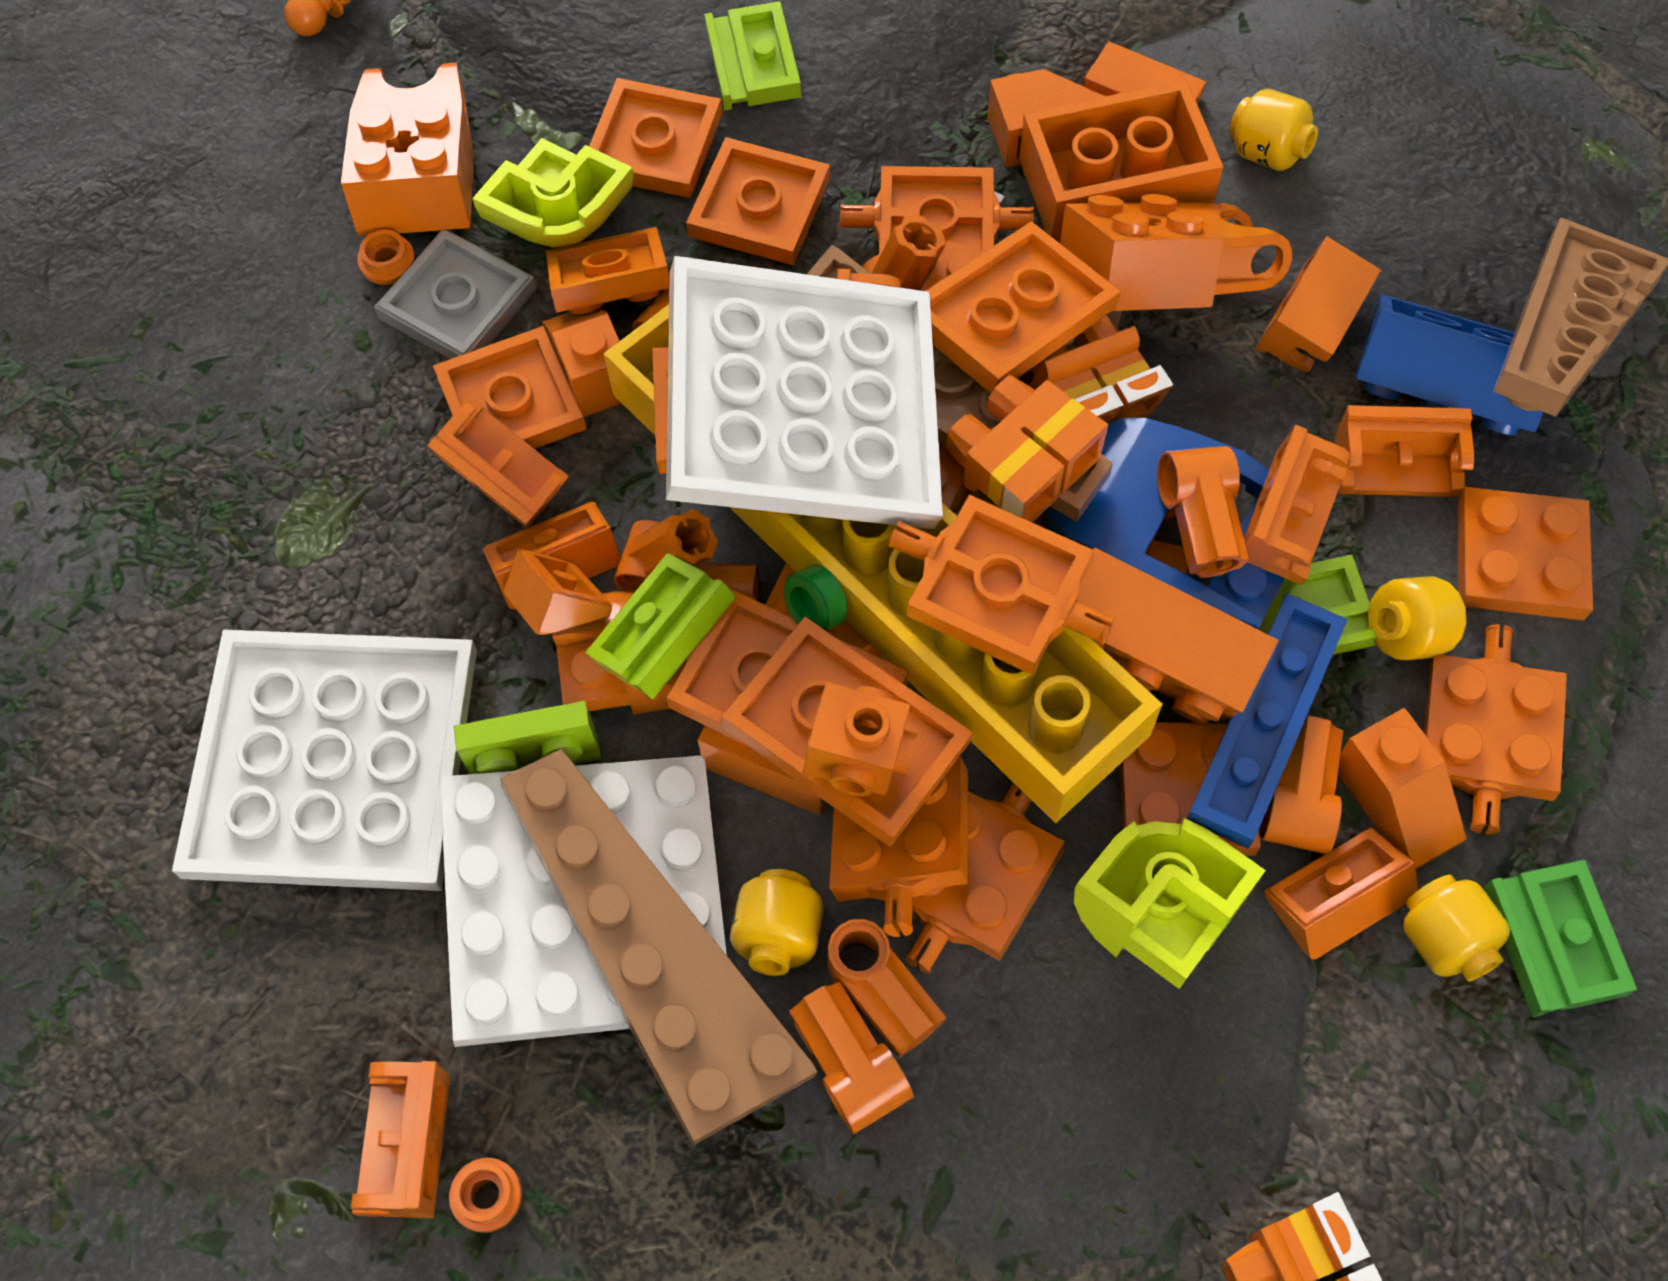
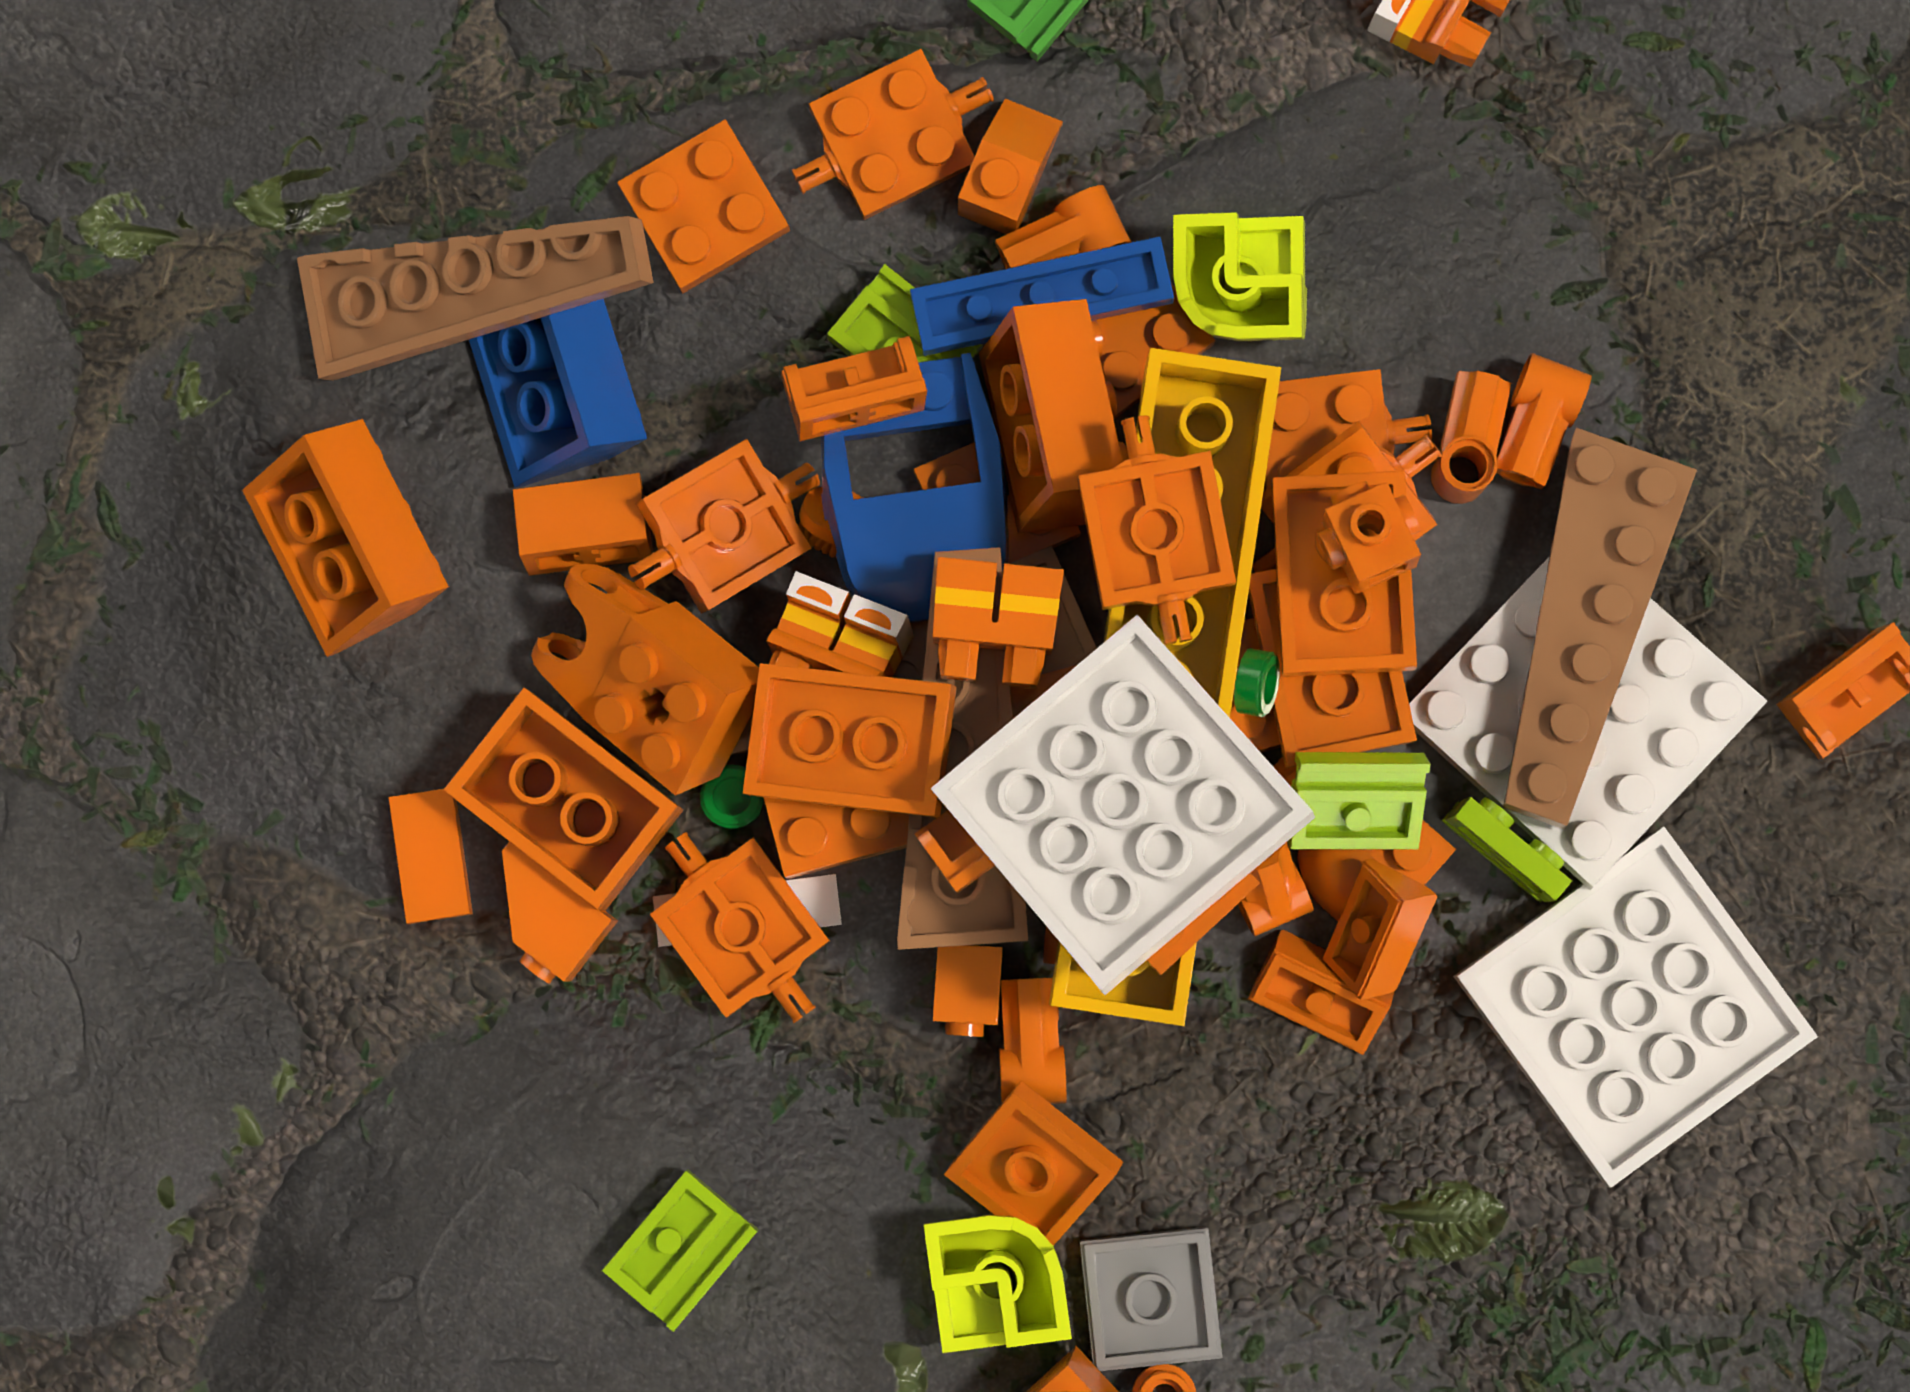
camera: 130 degrees left, 20 degrees up
(468, 1182) = (1853, 594): orange plate -> none
(498, 462) = (1297, 1088): orange hinge -> none
(516, 384) = (1216, 1152): orange plate -> none
(580, 346) = (1128, 1114): orange slope -> none
(658, 134) = (847, 1263): orange plate -> none
(758, 201) = (842, 1105): orange plate -> none
(777, 922) = (1486, 549): yellow head -> none
(909, 252) = (842, 898): orange piece -> none
(1203, 492) = (904, 467): orange piece -> none
(1247, 376) = (724, 526): none -> orange plate
(1273, 129) = (407, 693): yellow head -> none
(1343, 892) = (1127, 161): orange slope -> none
(1406, 450) = (684, 358): orange hinge -> none
(1417, 617) = (850, 245): yellow head -> none
(1424, 168) = (344, 536): none -> orange slope
(1456, 928) = (1095, 58): yellow head -> none

